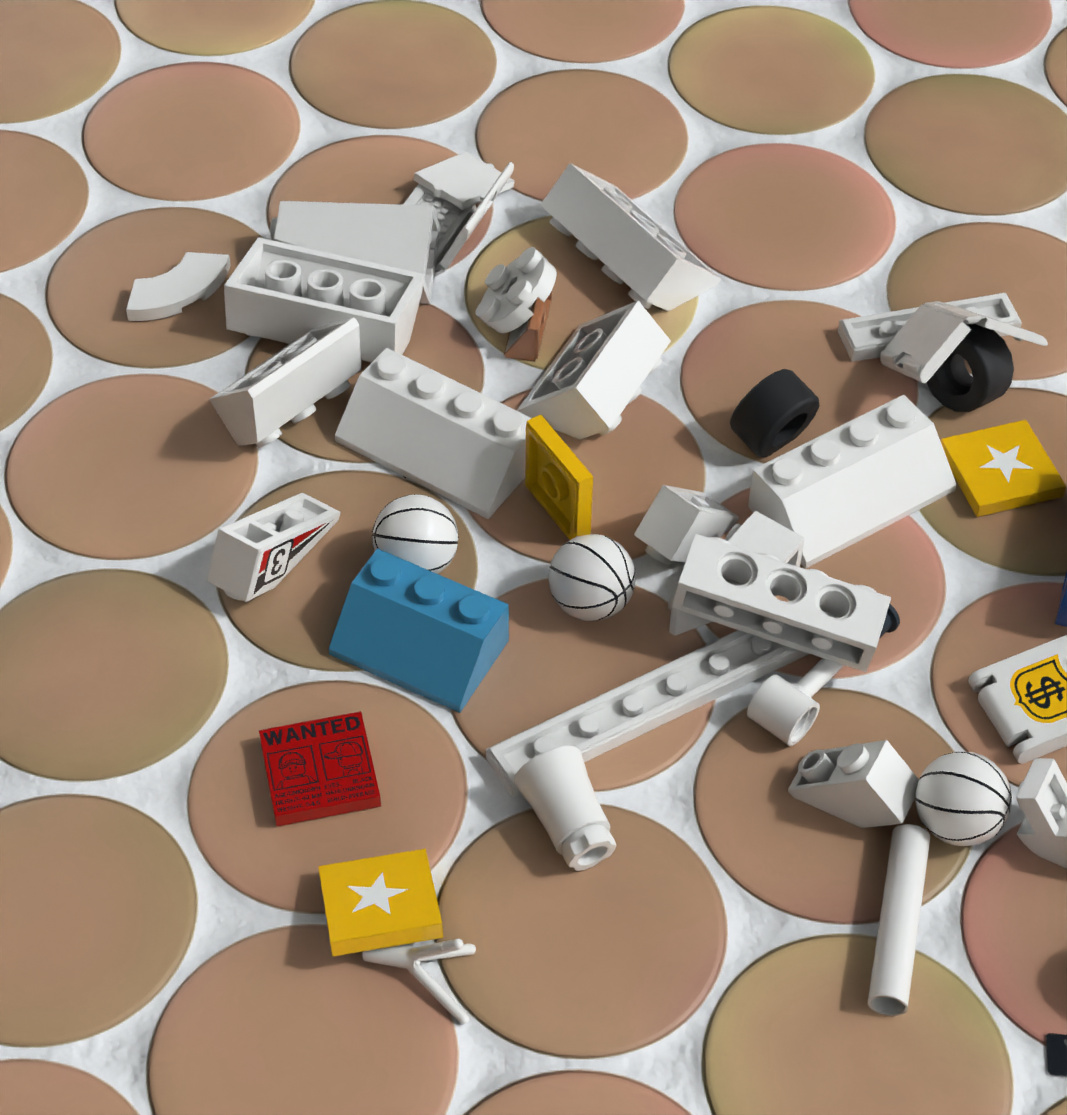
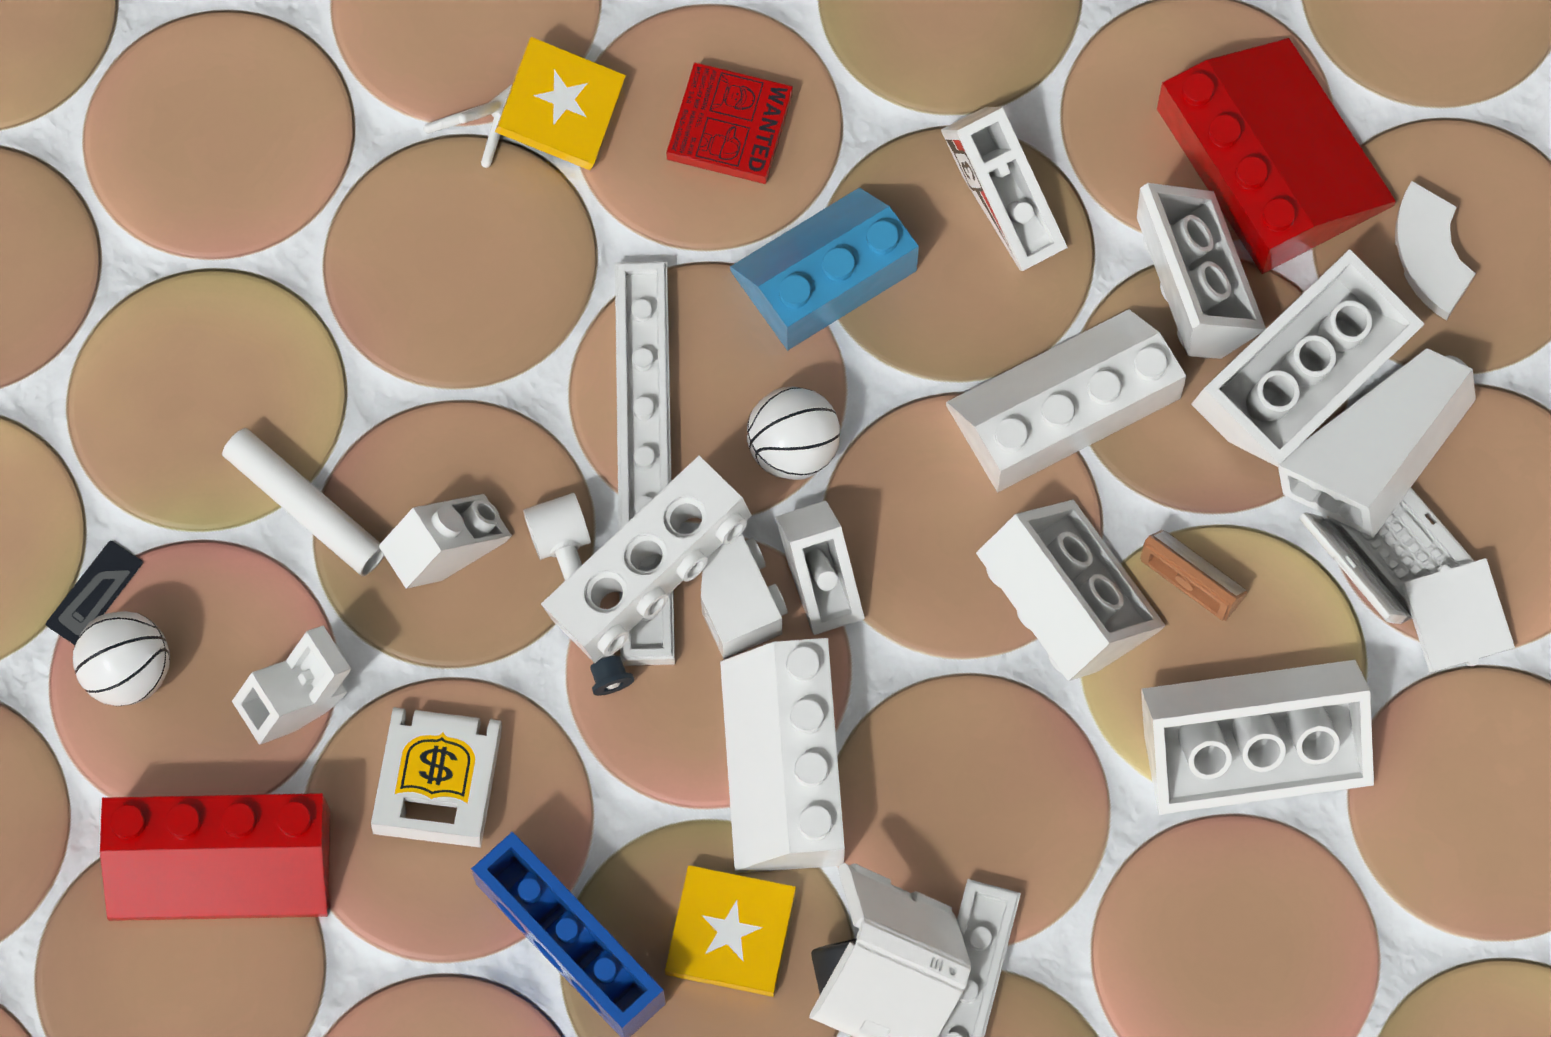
camera: 120 degrees right, 20 degrees up
(145, 398) = (1272, 151): none -> red slope
(417, 532) = (928, 298): white piece -> none
(515, 290) = (1220, 556): white plate -> none
(558, 478) = (922, 455): yellow tile -> none
(567, 806) = (560, 288): white plant -> none
(774, 412) = (906, 722): black tyre -> none
(963, 798) = (368, 608): white piece -> none

